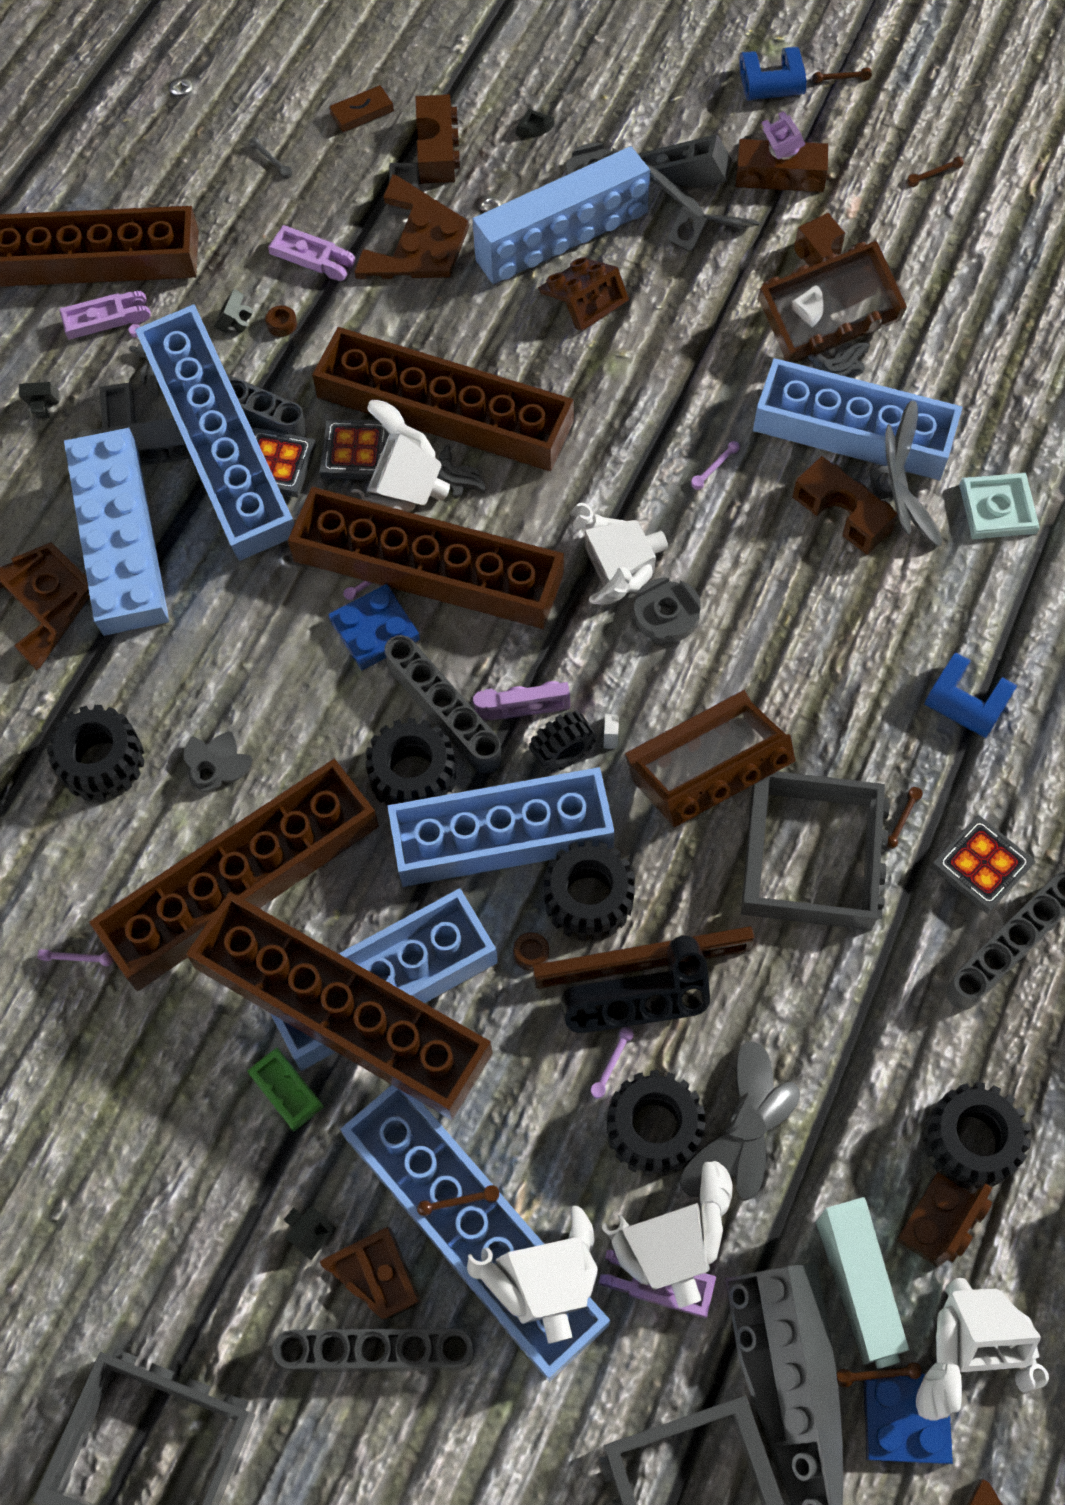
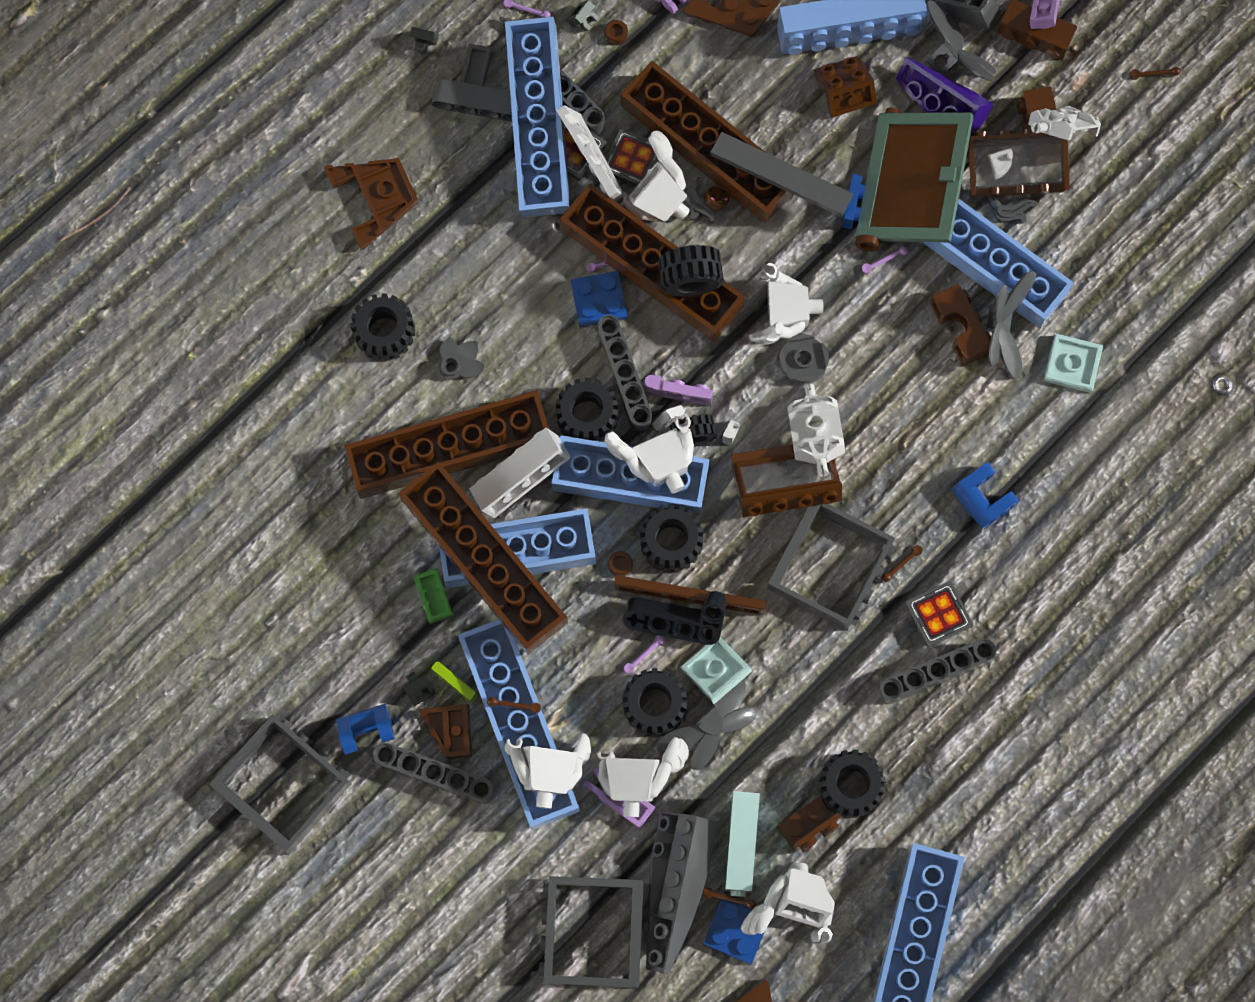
camera: 20 degrees right, 10 degrees up
(46, 955) = (346, 469): lavender hinge -> none
(116, 532) = (445, 168): light blue brick -> none
(241, 1314) = (362, 723): none -> blue connector
(294, 447) = (591, 151): none -> white wing
(349, 873) = (519, 472): none -> white brick
(358, 1201) = (454, 682): none -> lime tile
(479, 461) = (716, 198): none -> reddish brown tile
(484, 536) = (690, 270): none -> black tyre
(519, 738) = (669, 414): none -> white tile
(534, 785) = (660, 458): none -> white torso
(551, 398) = (781, 174): none -> dark grey tile
(647, 400) = (852, 212): none -> blue plate
(713, 358) = (913, 178): none -> door
(714, 273) = (940, 94): none -> dark purple wedge
(720, 1047) = (716, 670): none -> light aqua tile
(727, 700) = (819, 443): none -> white plate
(866, 235) = (1063, 122): none -> white plate

